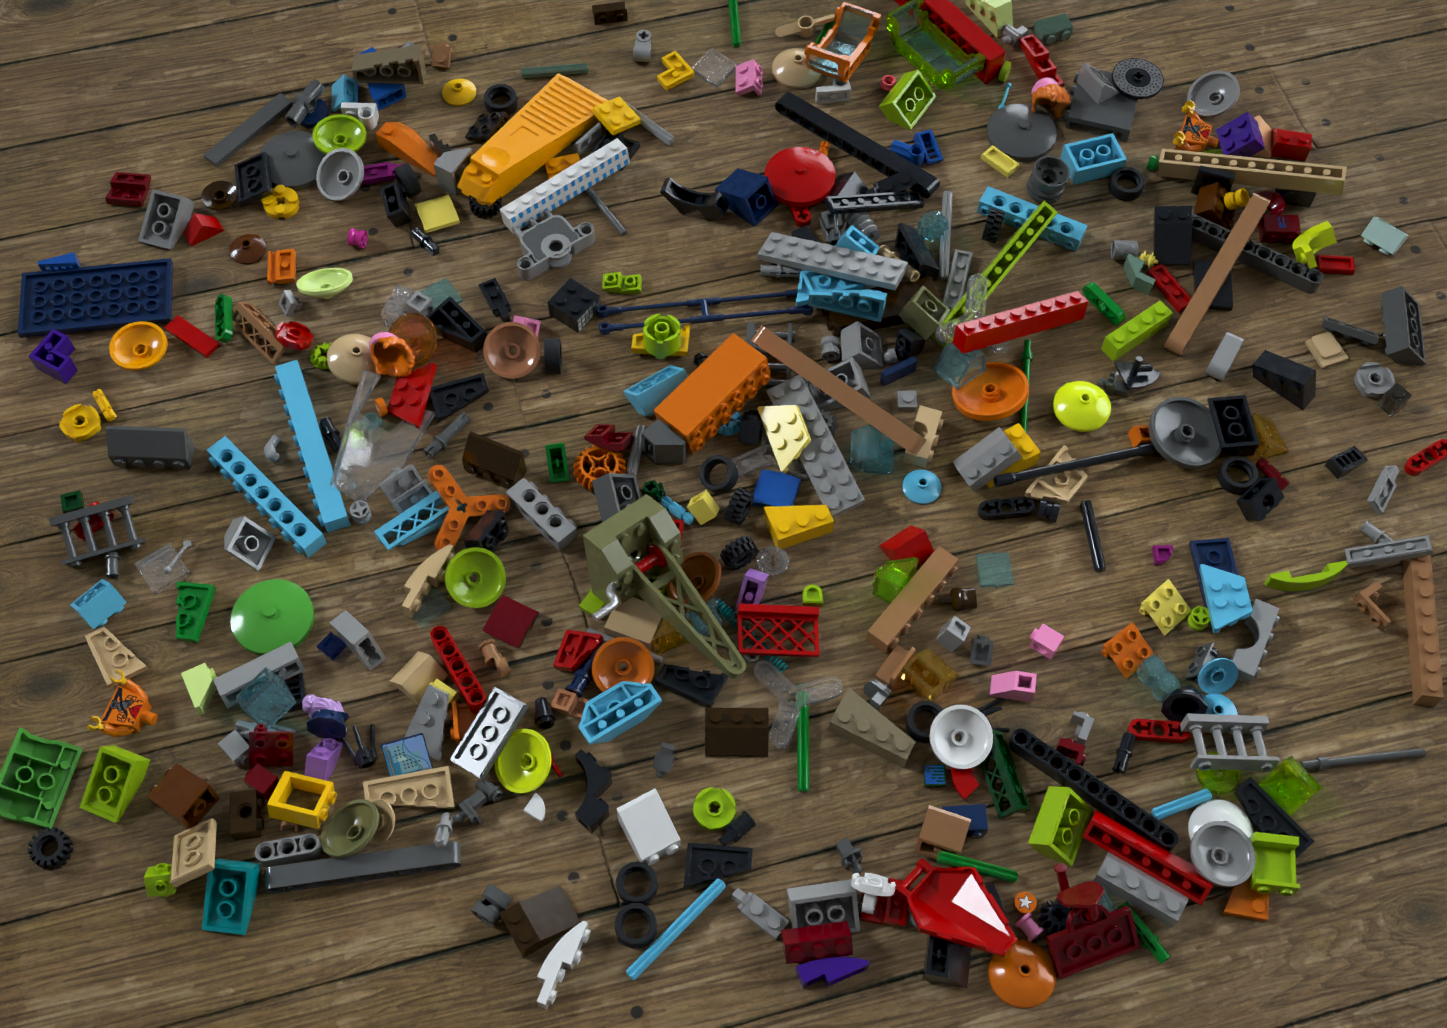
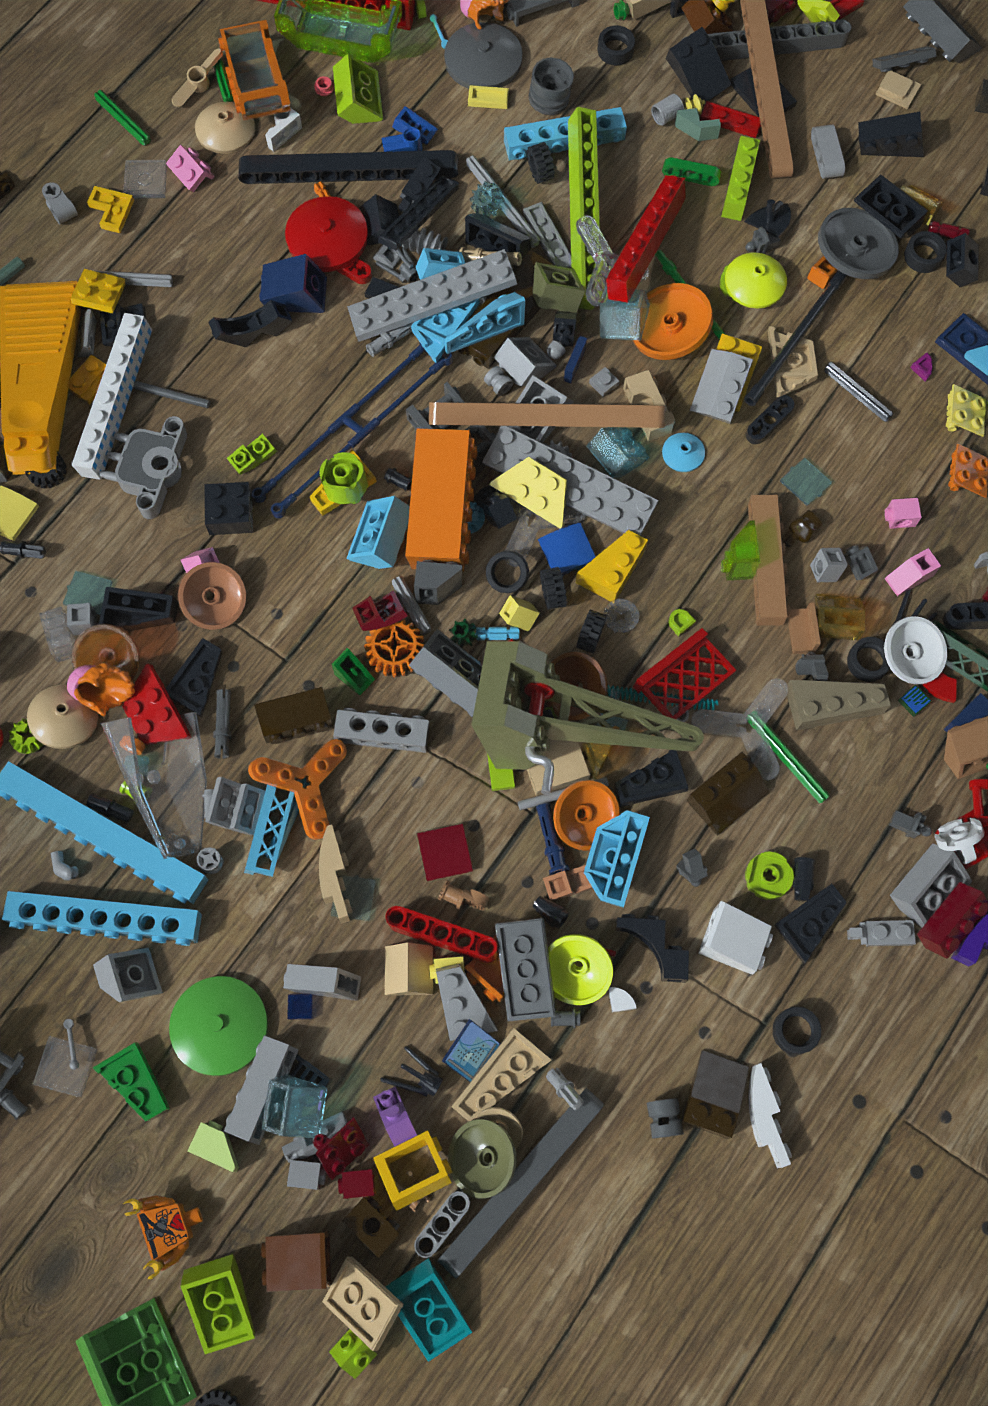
camera: 40 degrees left, 10 degrees up
(98, 604) = (34, 1152): medium azure slope -> none
(113, 656) = (100, 1189): tan wing -> none
(325, 717) = (364, 1077): dark blue piece -> none
(469, 807) = (564, 1050): dark grey piece -> none
(488, 531) = (350, 793): black slope -> none
(489, 577) = (391, 836): lime dish -> none
(496, 299) = (147, 557): black hinge -> none
(553, 356) = (257, 573): black tyre -> none
(575, 649) = (527, 831): red wing -> none
(636, 867) = (783, 993): black tyre -> none
(676, 929) = (829, 1020): medium azure axle -> none
(752, 587) = (629, 657): medium lavender slope -> none
(908, 544) = (722, 516): red slope -> none
(1048, 510) = (805, 396): black wheel -> none
(1093, 158) = (571, 37): medium azure brick -> none
(1367, 386) = (953, 98): light grey plate -> none

